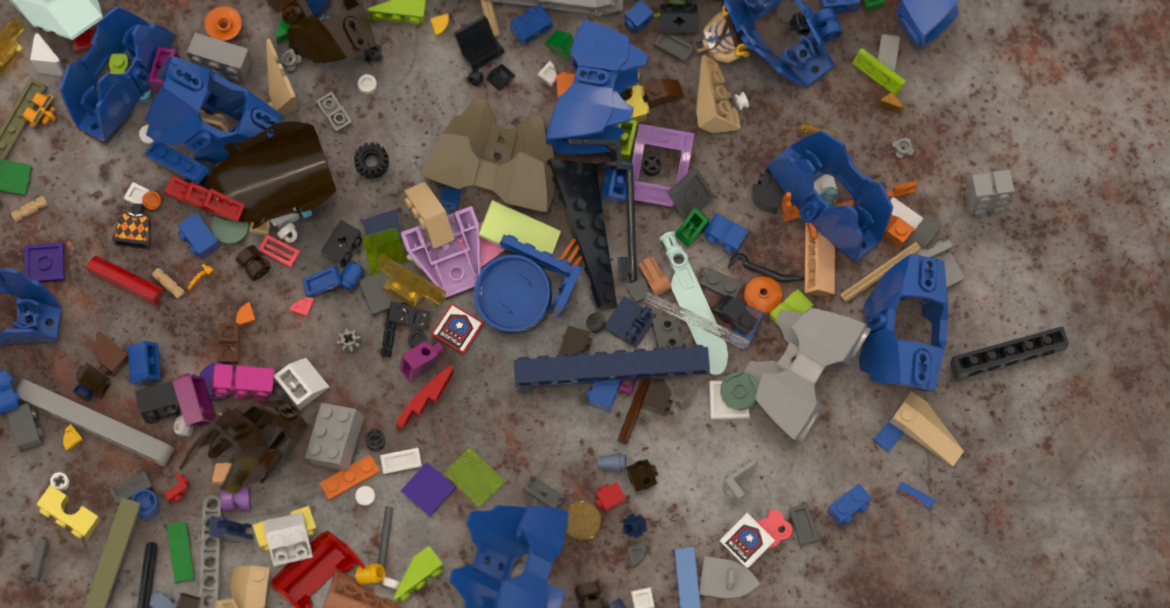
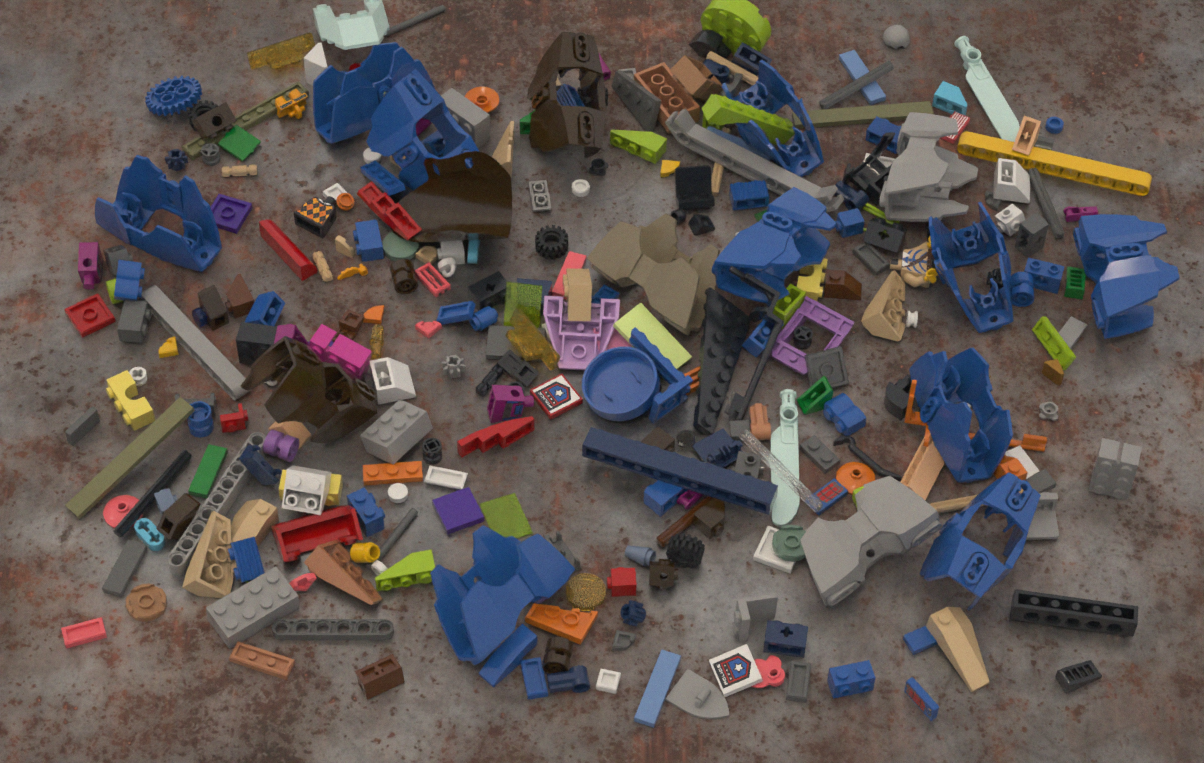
camera: 25 degrees right, 20 degrees down
(176, 254) = (343, 248): none -> tan tile
(263, 345) = (376, 341): none -> clear yellow axle
(285, 60) = (524, 145): light grey plate -> none
(348, 531) = (368, 514): none -> blue brick
(403, 180) = (574, 261): none -> coral tile
(580, 560) = (563, 623): none -> orange wing
(652, 443) = (685, 550): none -> black tyre
(734, 311) = (818, 475): black brick -> none
(768, 496) = (785, 638): none -> dark blue brick
(1027, 423) = (1069, 686): none -> black slope

